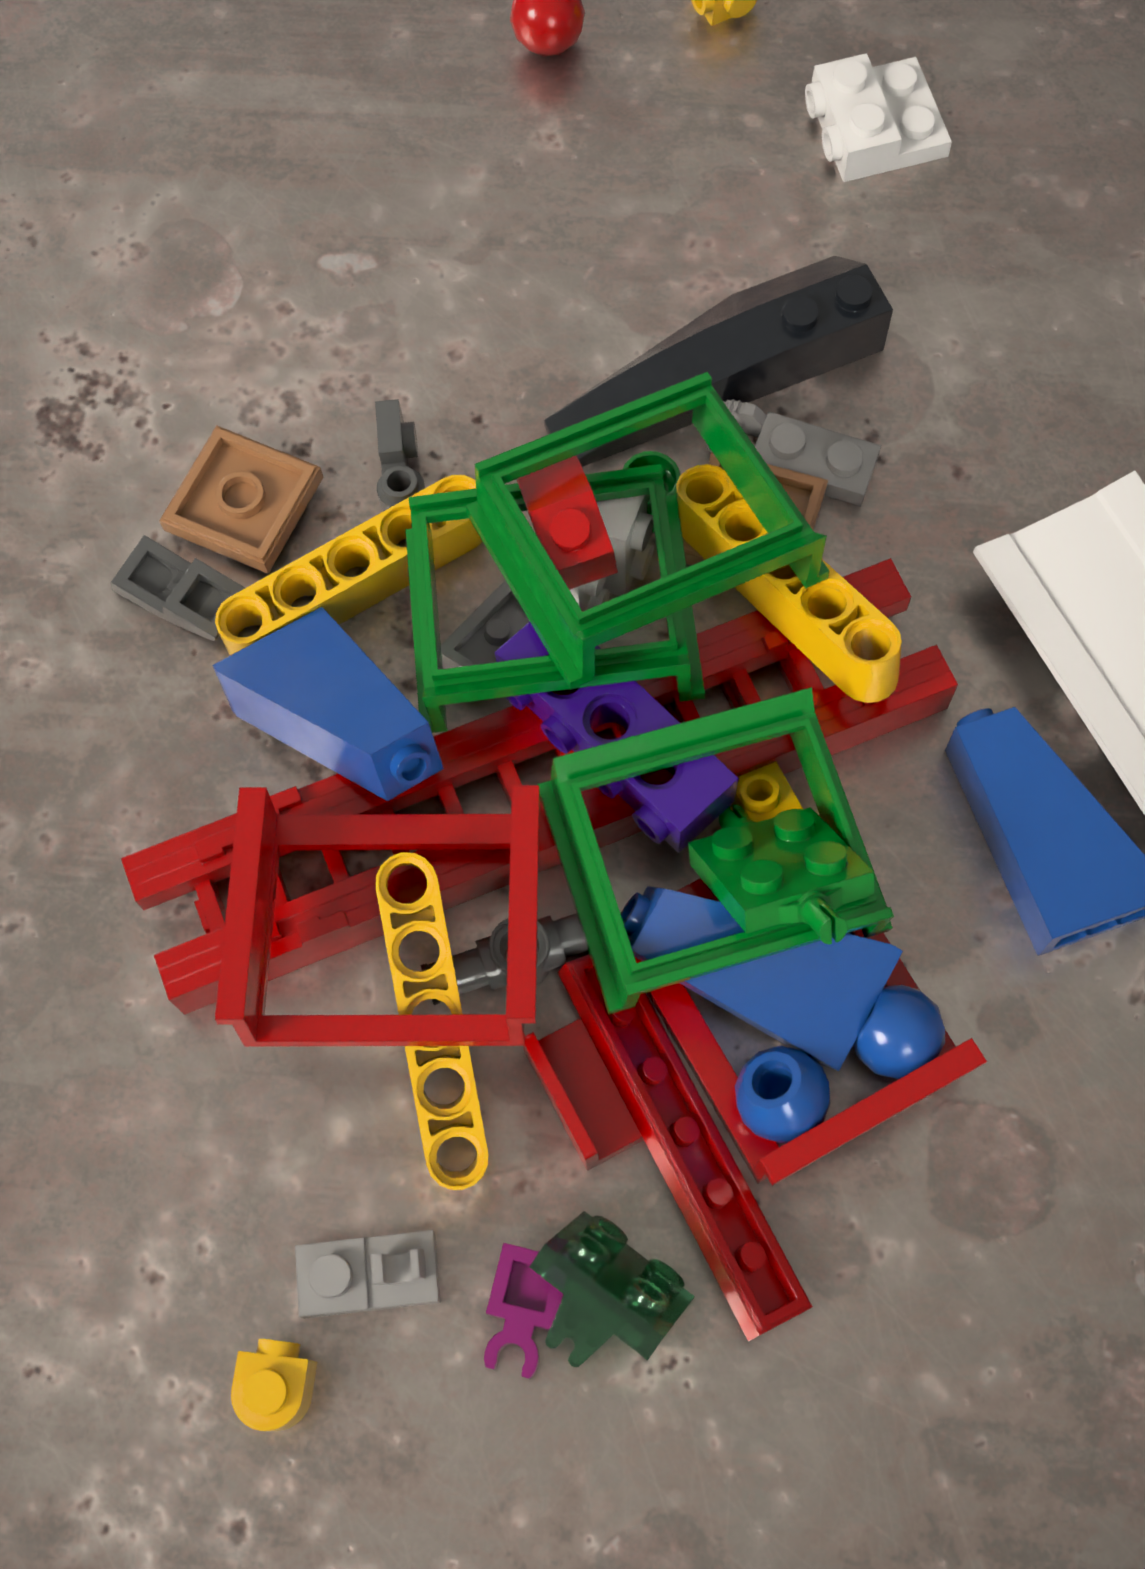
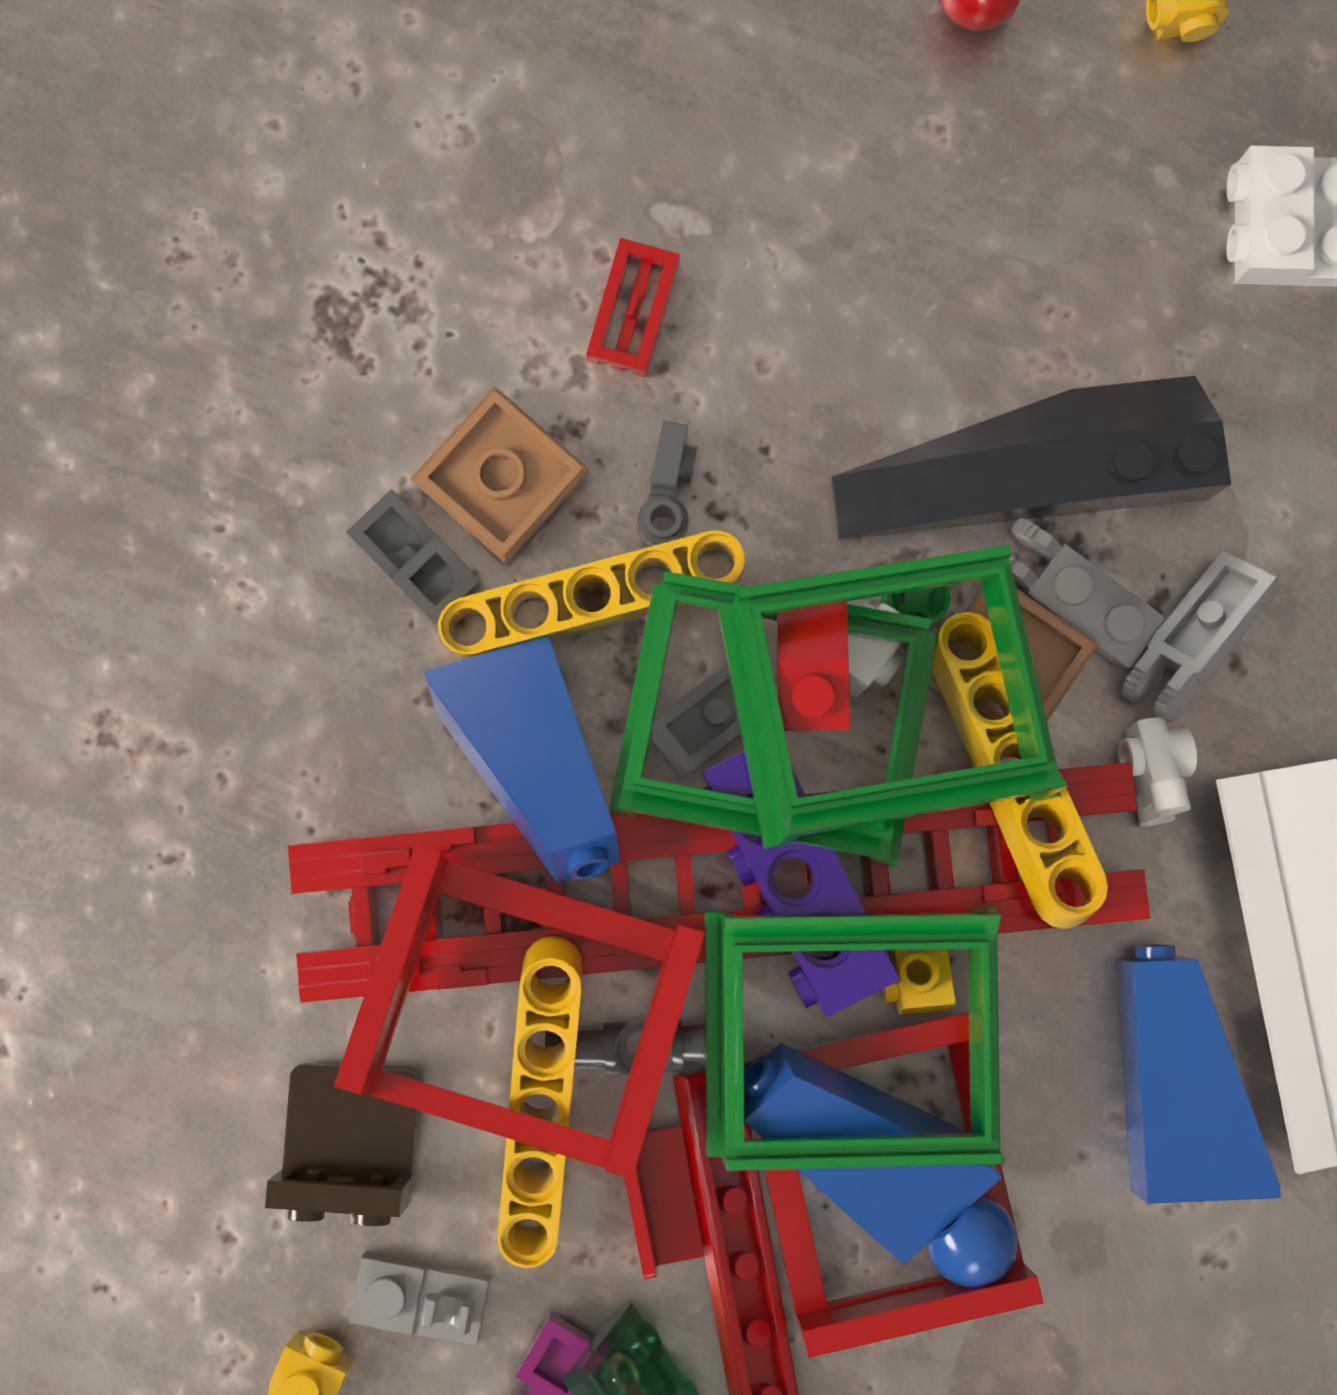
camera: 15 degrees right, 15 degrees up
(252, 1132) = (343, 1152): none -> dark brown bracket
(324, 376) = (620, 357): none -> red tile
(782, 871) = (911, 1085): green plate -> none
(782, 1093) = (844, 1270): blue piece -> none
(914, 448) = (1201, 633): none -> light grey hinge
(924, 565) = (1159, 763): none -> white plate

